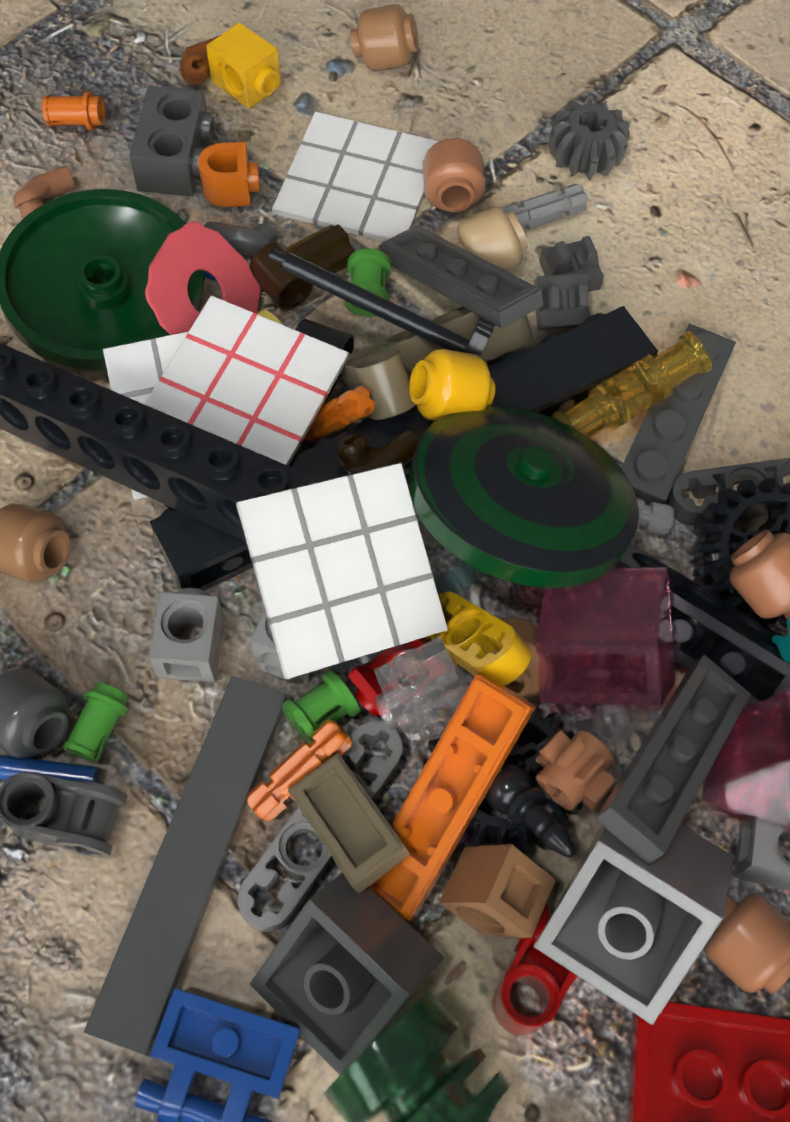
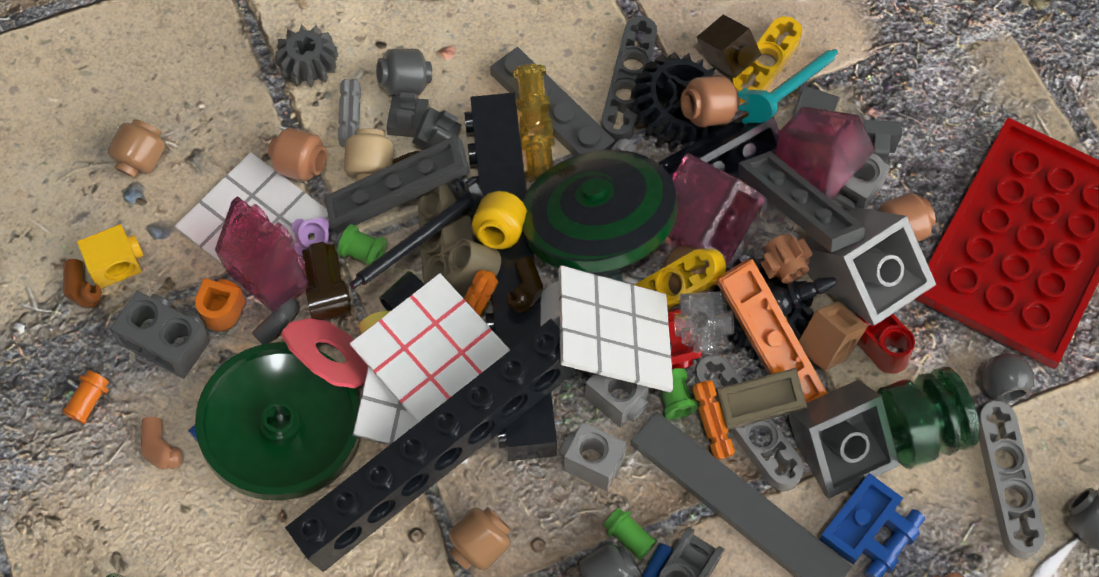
camera: 65 degrees left, 0 degrees up
(292, 179) = (260, 255): none -> clear pink slope
(362, 217) = (302, 228): none -> lavender plate
(624, 235) = (403, 71): none -> dark grey head

